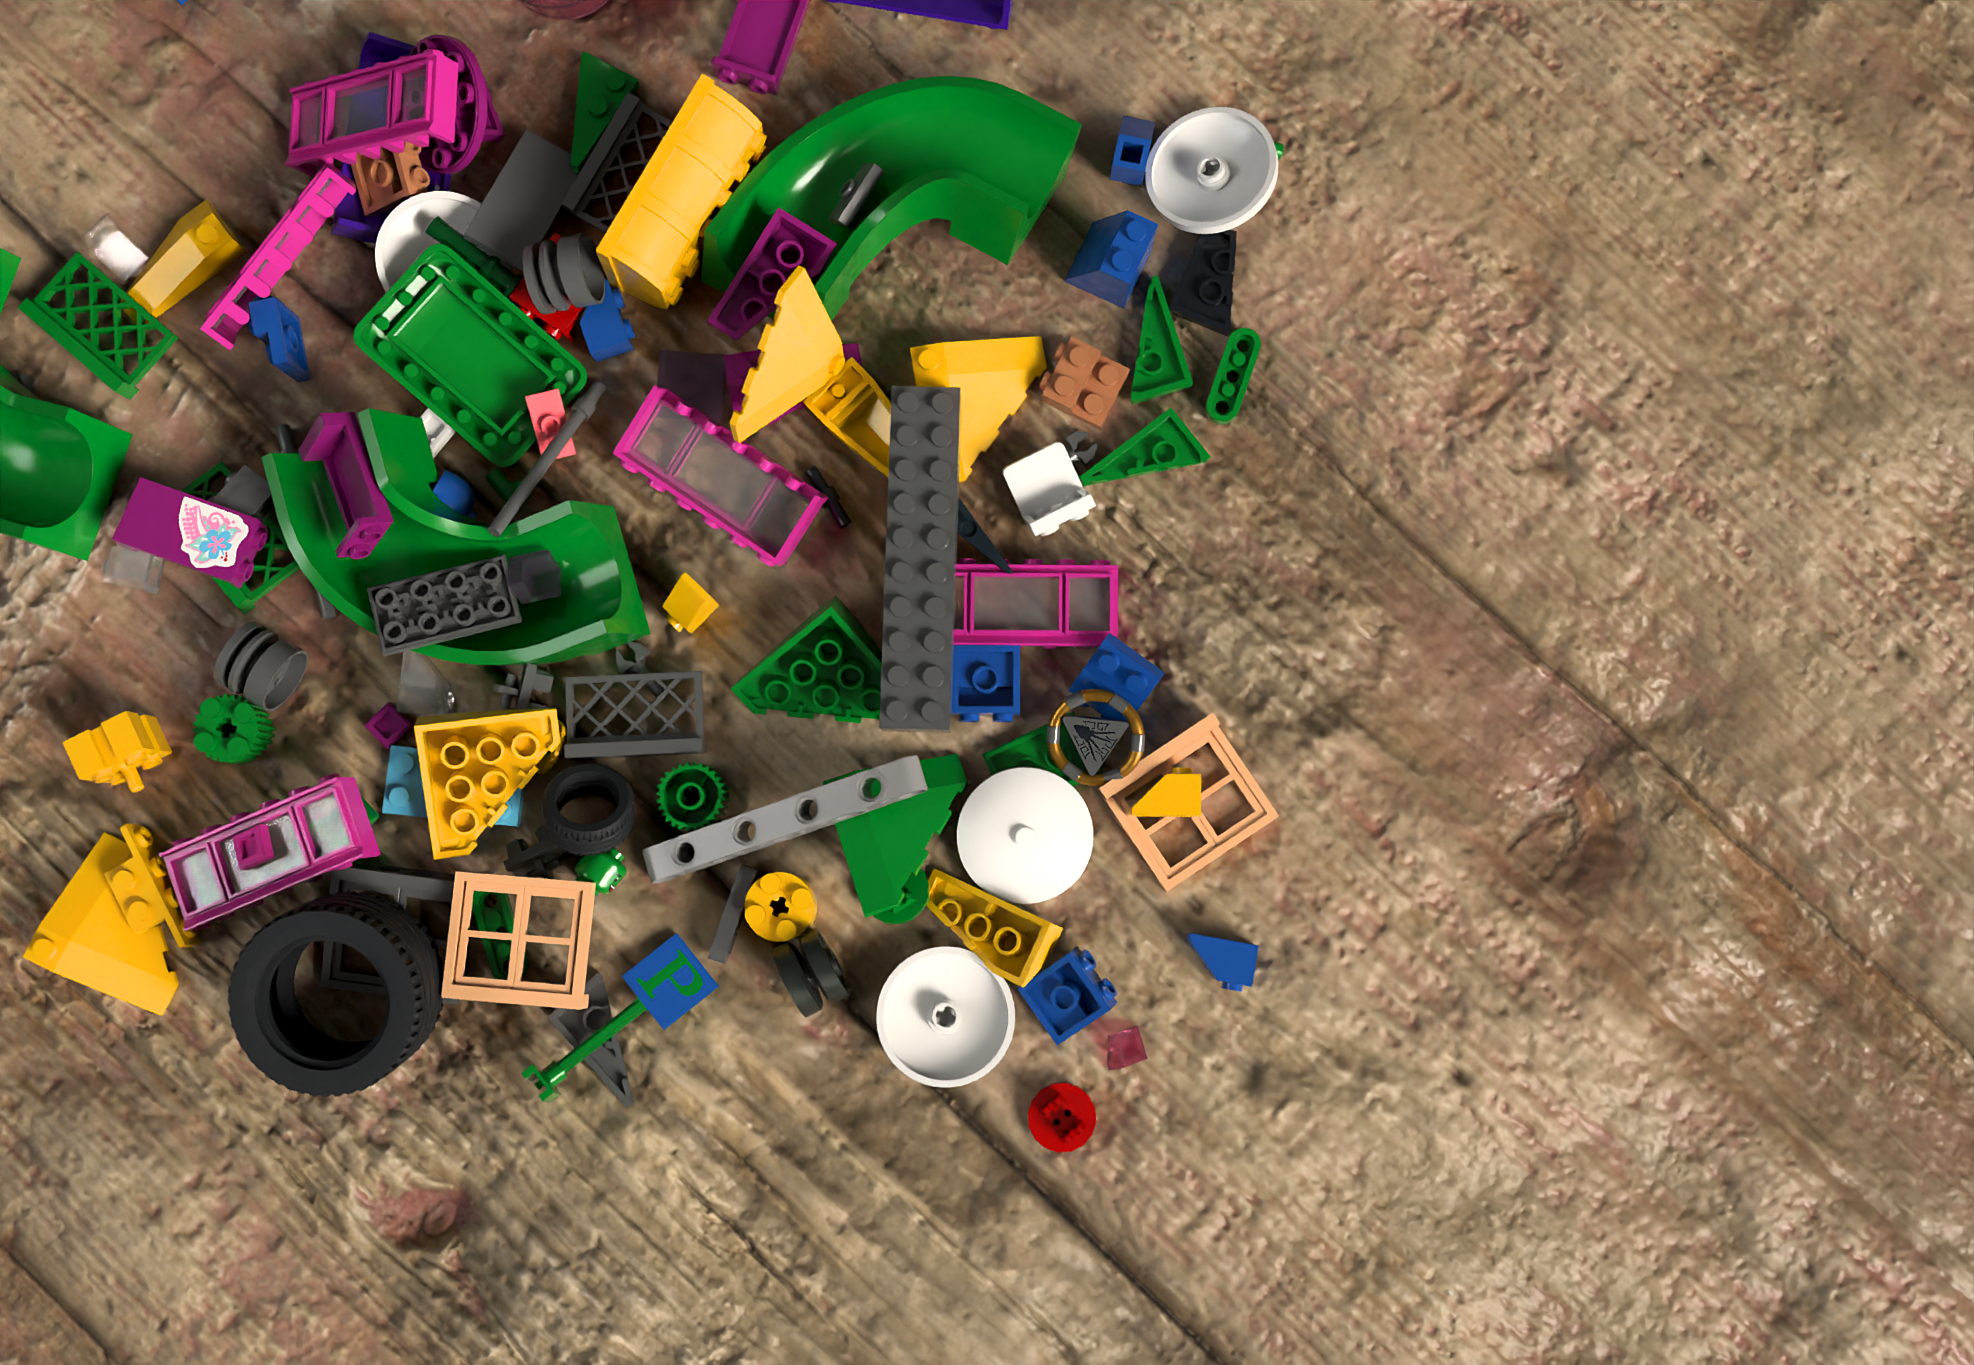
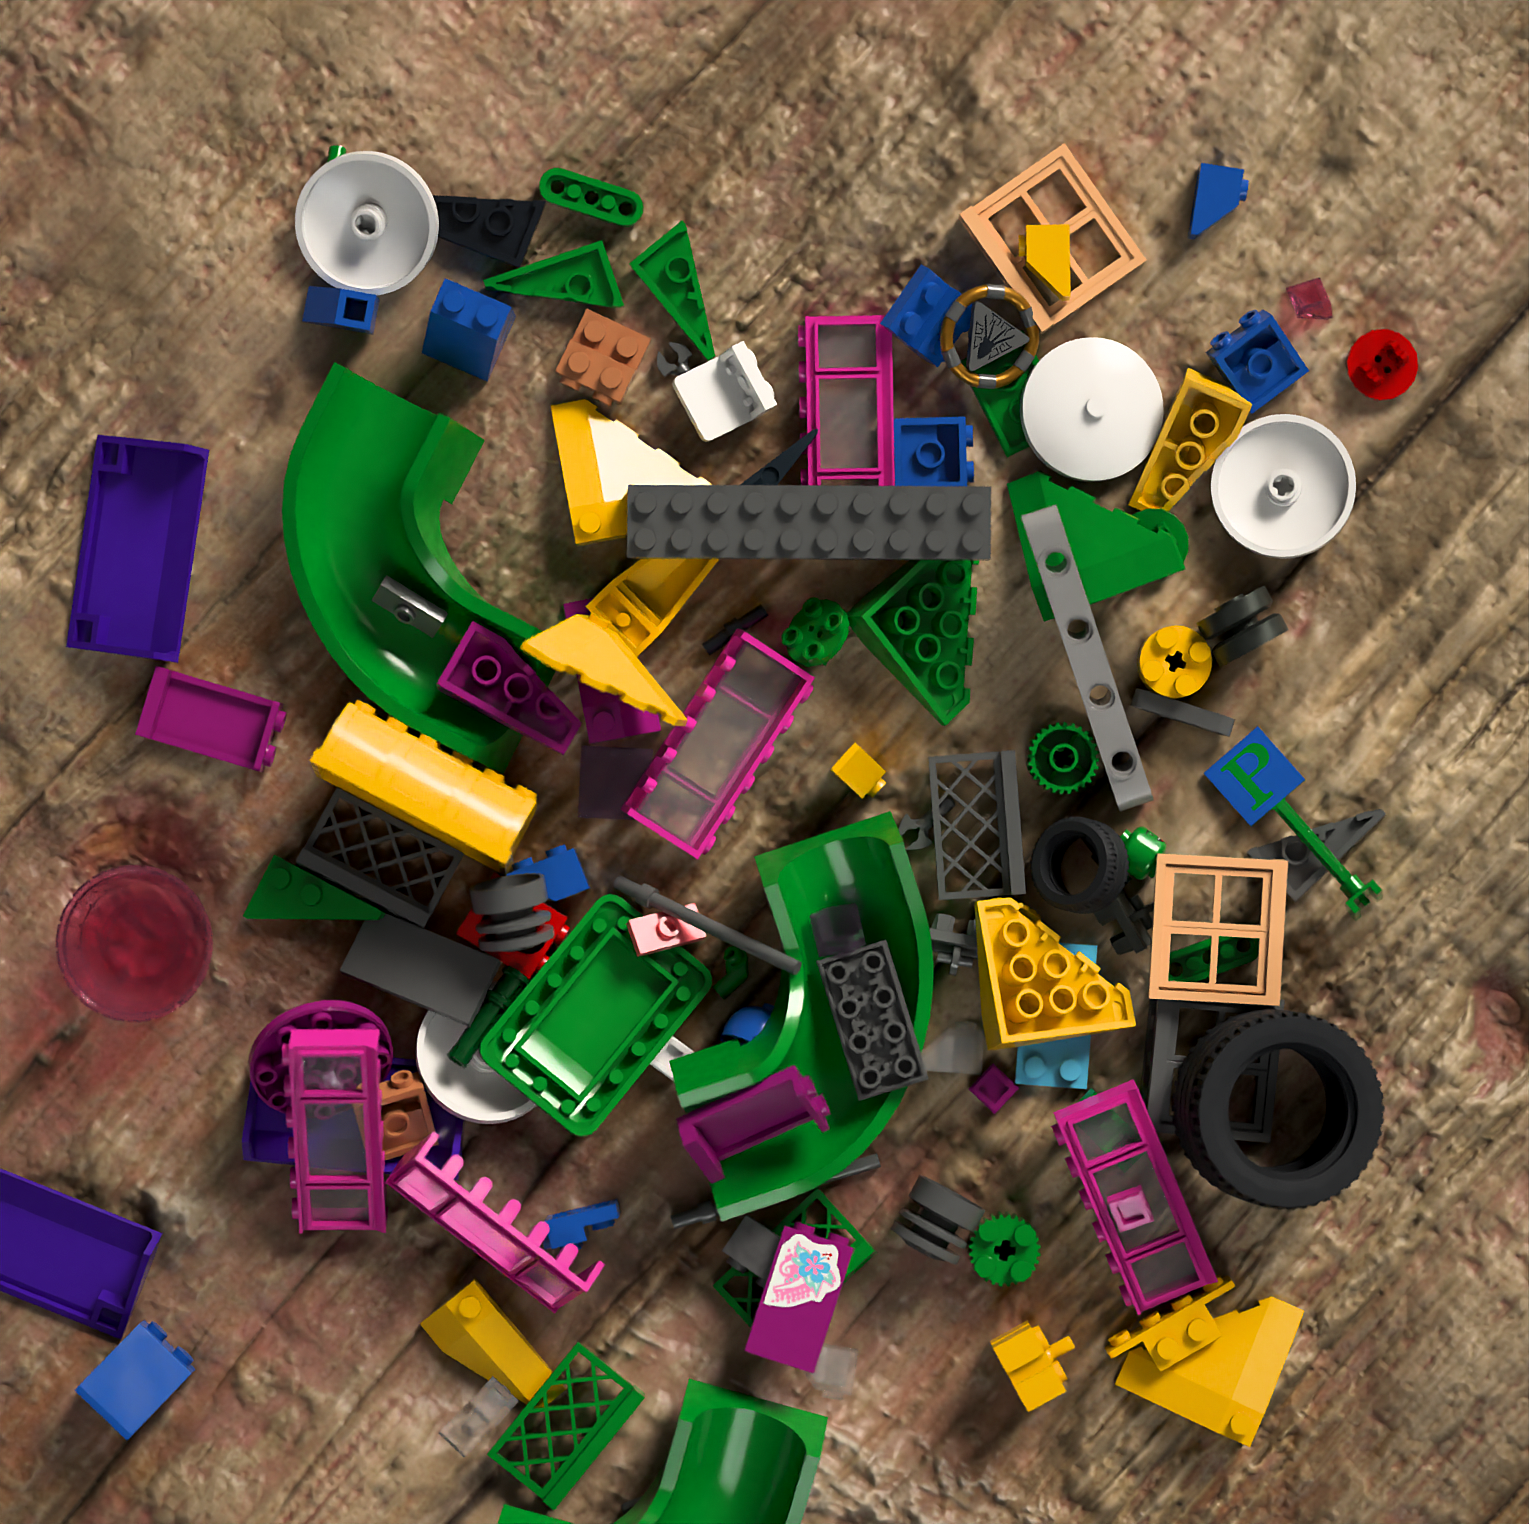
camera: 90 degrees left, 5 degrees up
(820, 569) = (829, 632): none -> green plate

